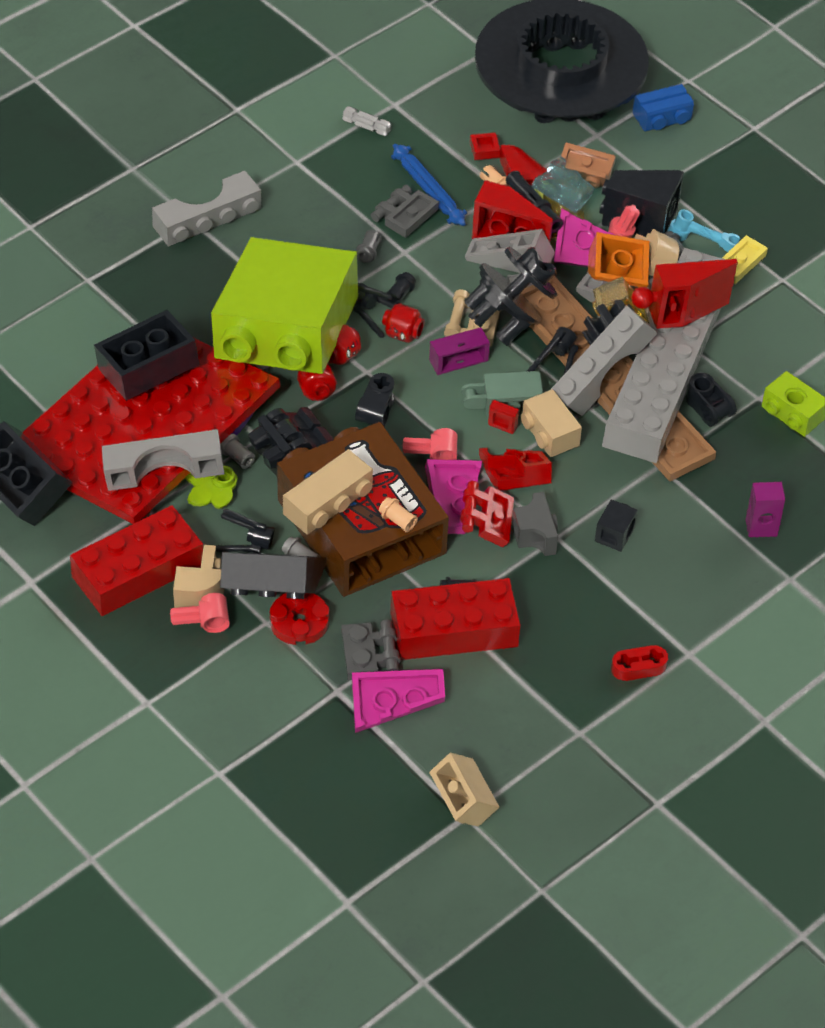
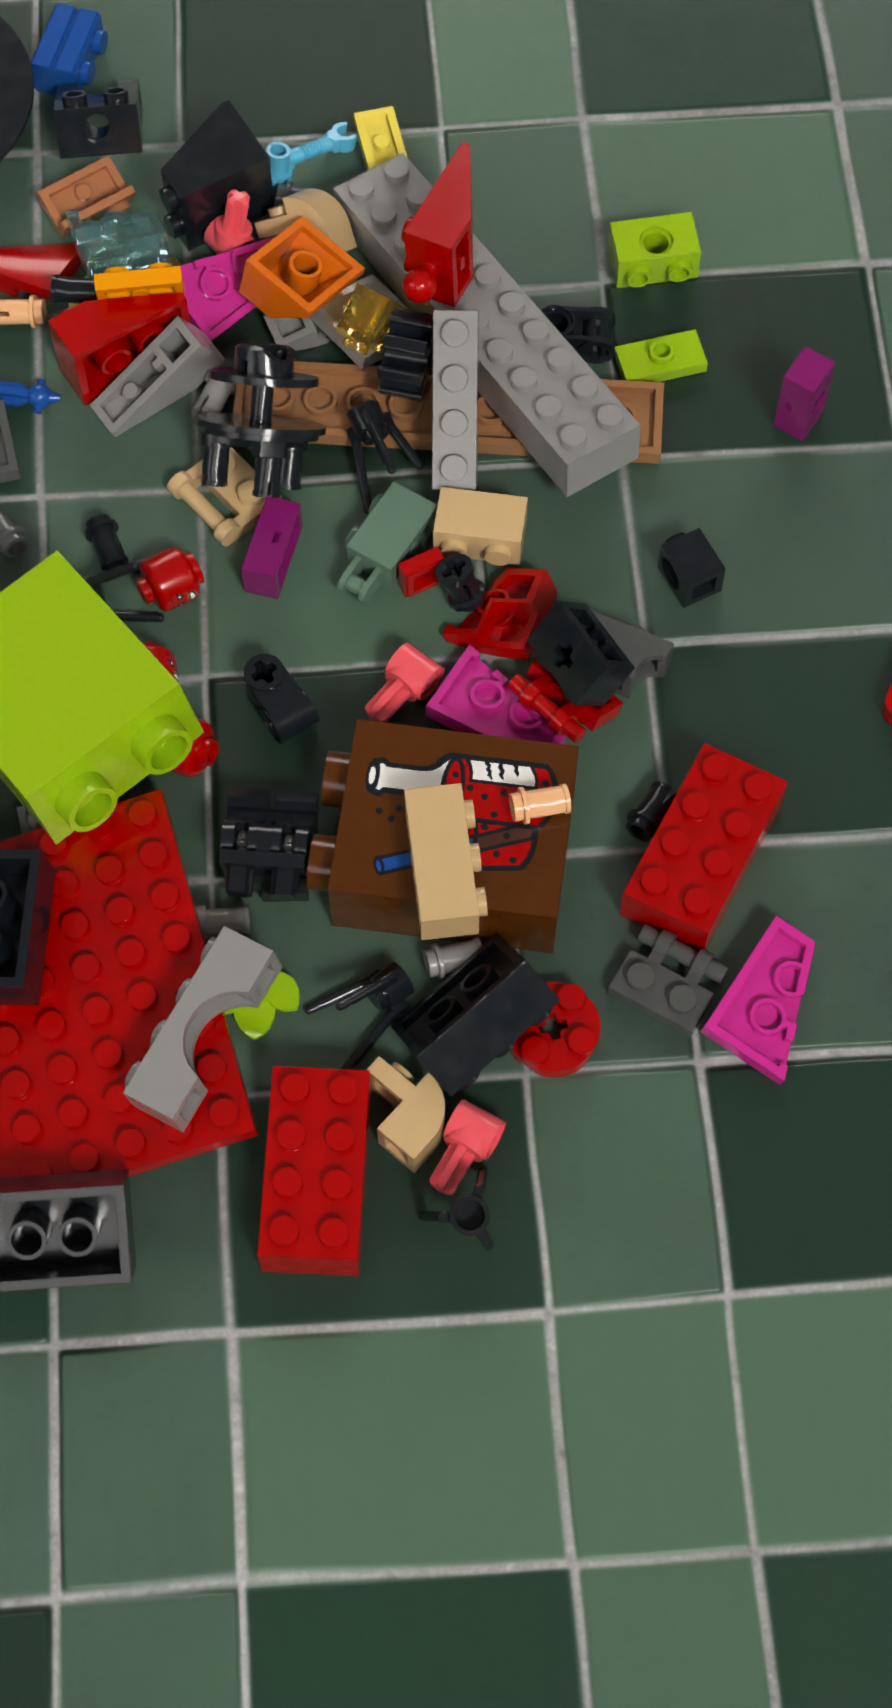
camera: 50 degrees left, 15 degrees up
(160, 621) = (467, 1213): none -> black plant
(508, 495) = (580, 654): none -> black brick
(510, 433) = (455, 586): none -> black bush
(532, 192) = (156, 279): none -> light orange plate
(631, 140) = (118, 104): none -> black brick
(735, 446) = (661, 358): none -> lime plate

